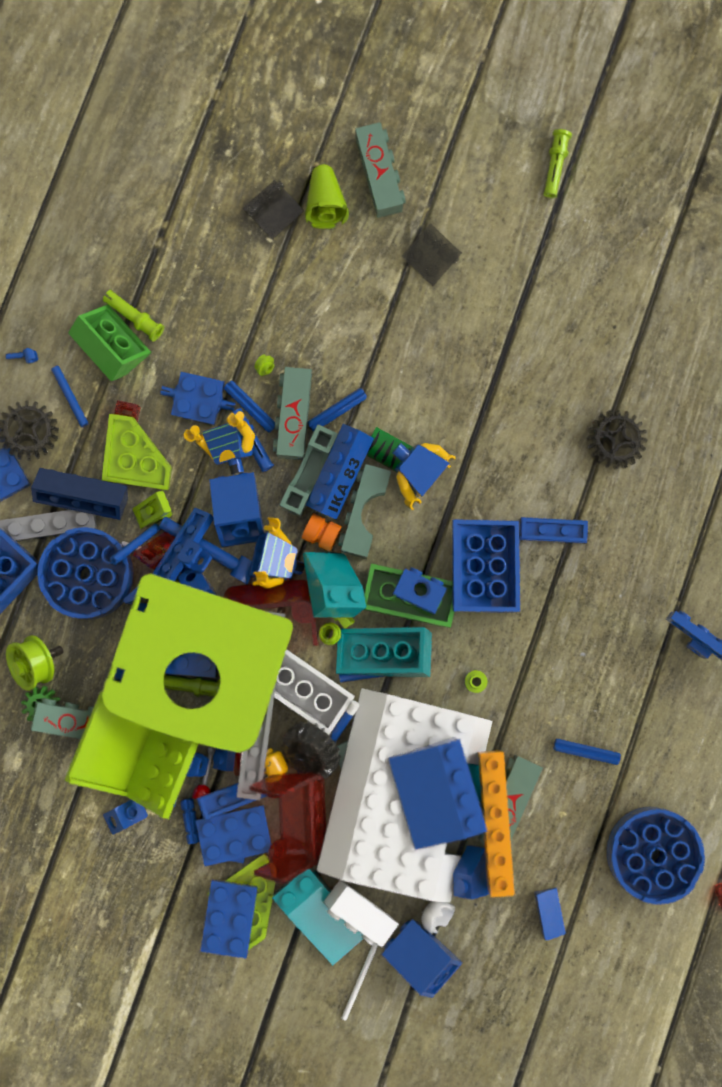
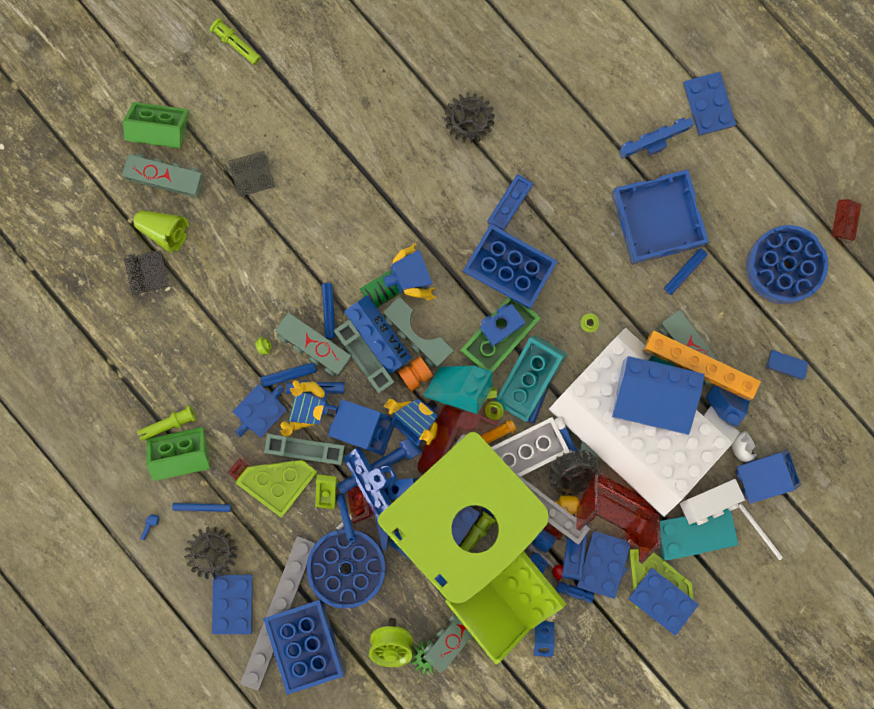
camera: 55 degrees left, 0 degrees up
(79, 493) = (282, 539): dark blue brick -> none
(182, 463) = (304, 449): none -> sand green arch
(309, 650) = (499, 431): none -> light orange axle
(426, 133) = (155, 124): none -> bright green slope
(628, 693) = (659, 217): none -> blue tile

